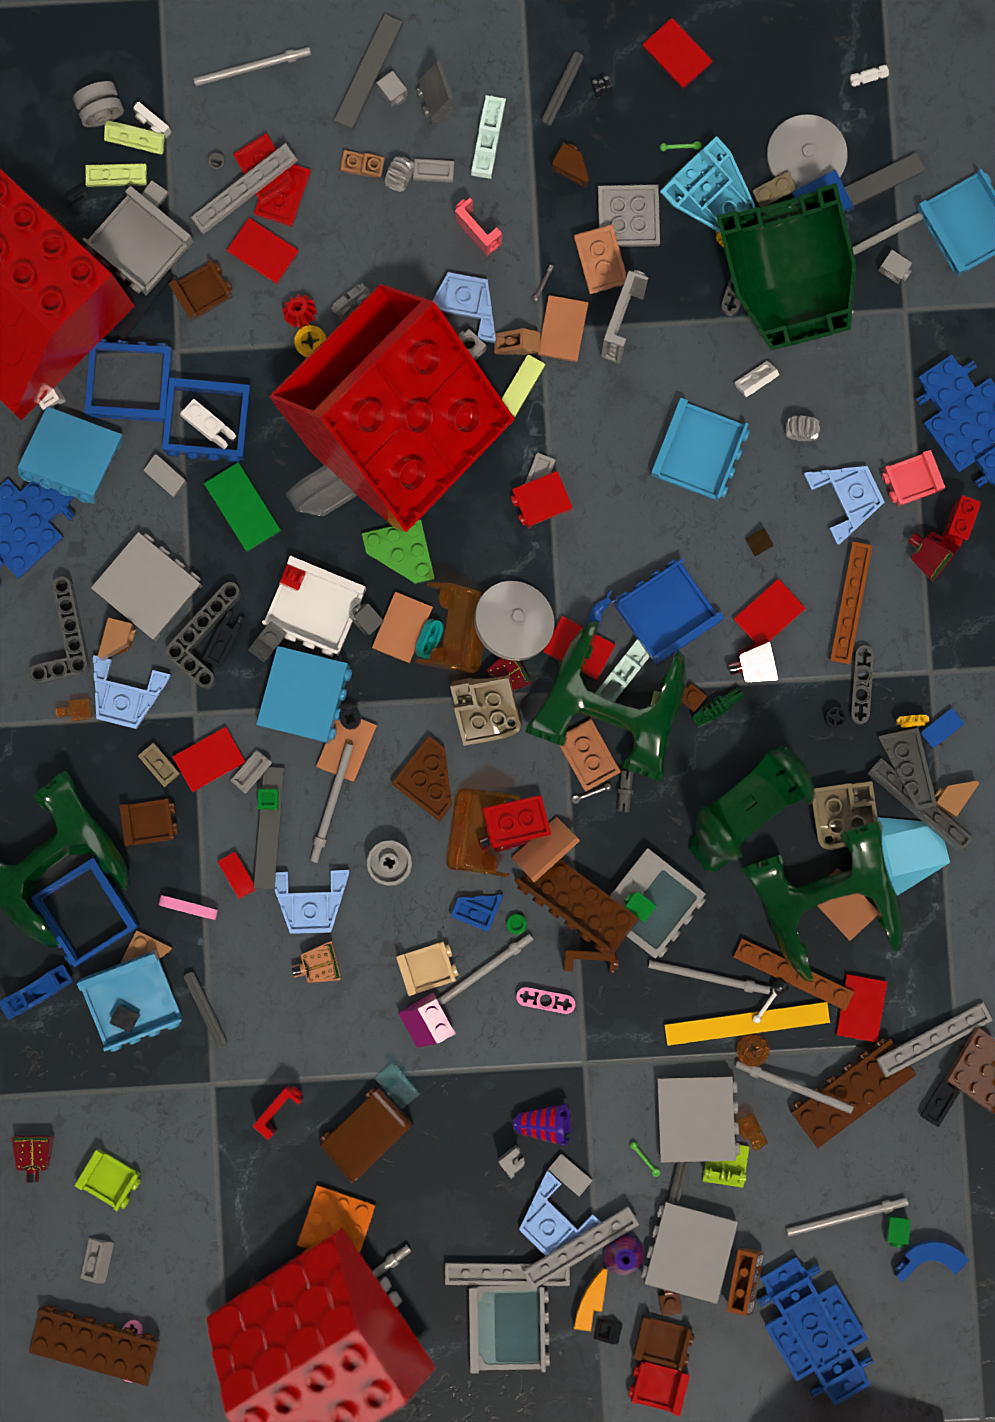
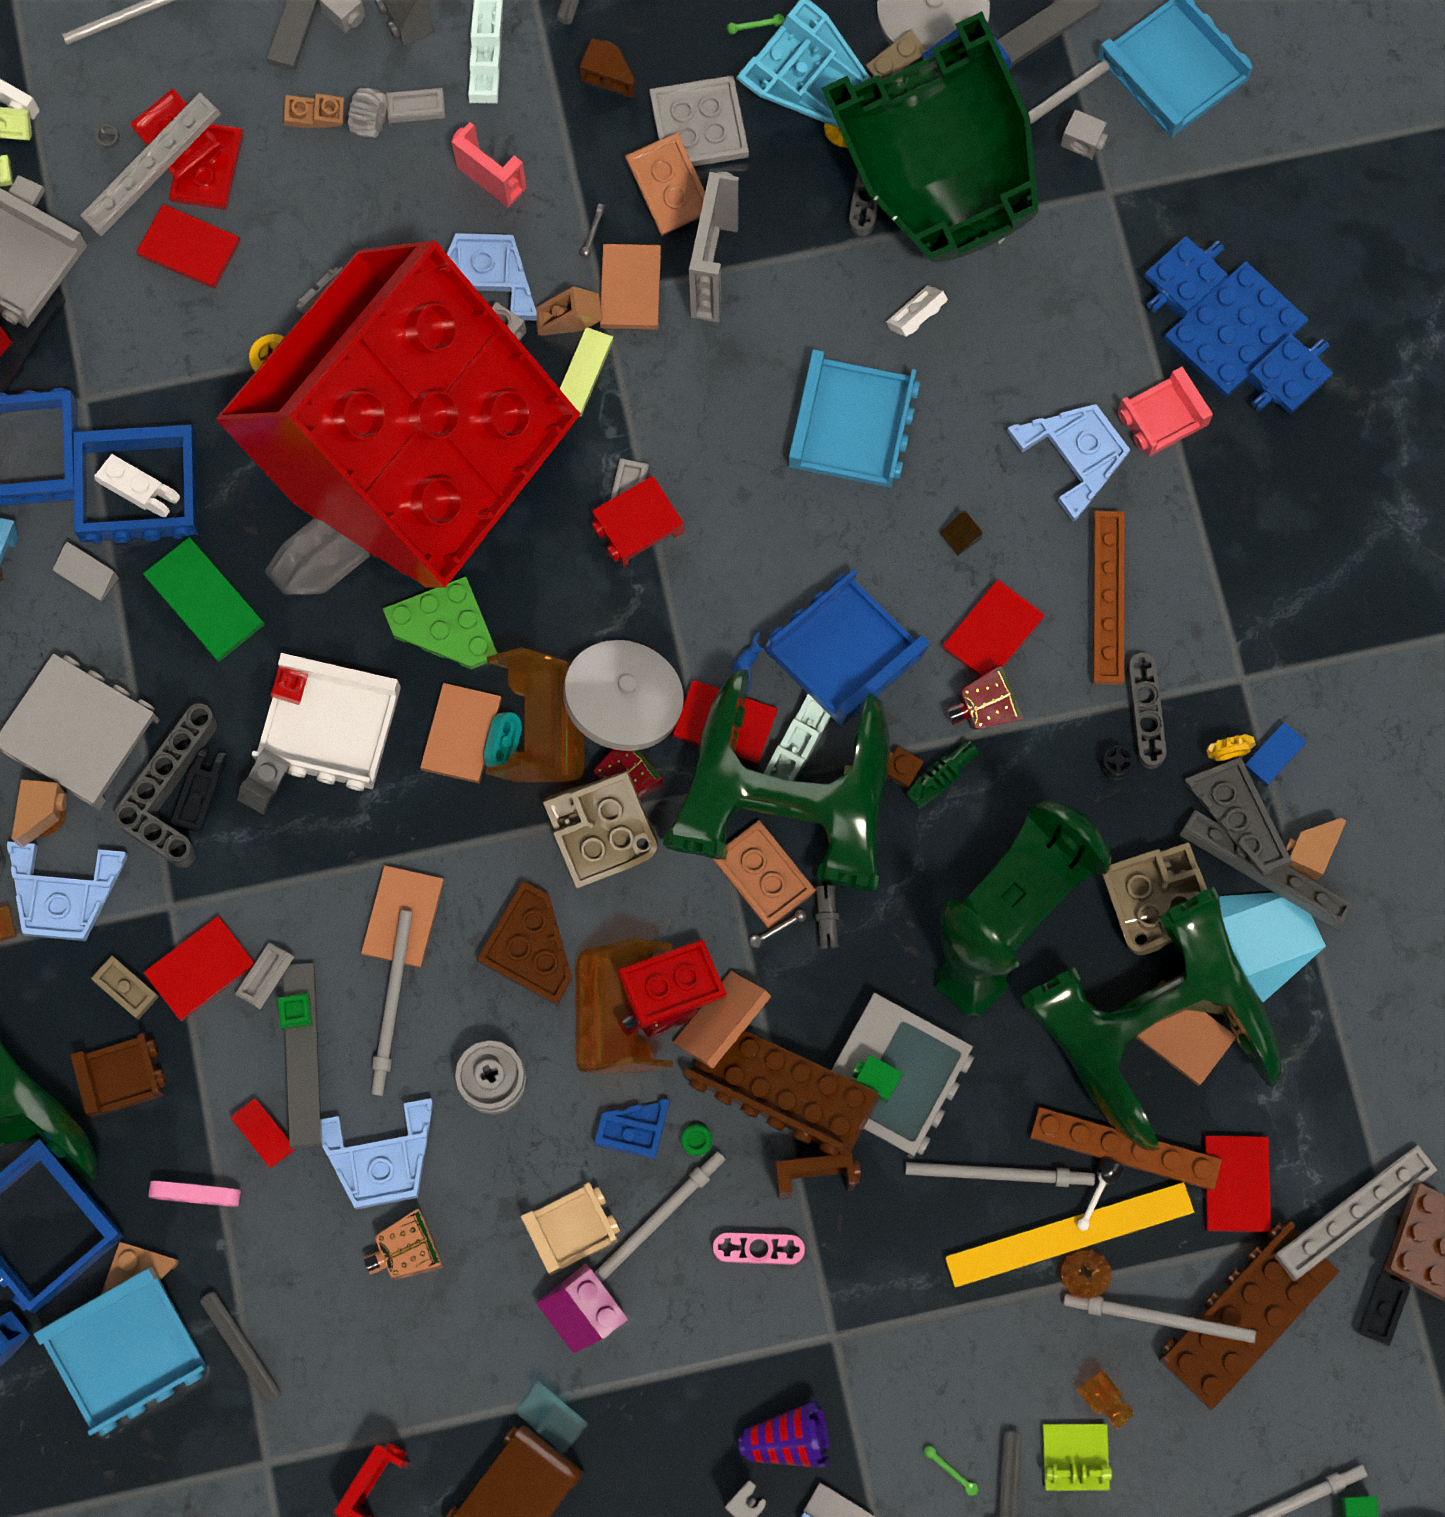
camera: 10 degrees left, 10 degrees down
(124, 1018) = (116, 1378): black slope -> none
(201, 290) = (107, 311): reddish brown panel -> none
(299, 311) = (250, 316): red gear -> none
(304, 695) = (329, 849): dark azure panel -> none
(353, 720) = (404, 879): black wheel -> none
(365, 618) = (404, 726): dark grey brick -> none
(697, 1119) = (1021, 1392): light grey panel -> none
(802, 428) = (994, 366): light grey gear -> none
(932, 553) = (1213, 508): dark red torso -> none
(961, 520) = (1244, 455): red panel -> none

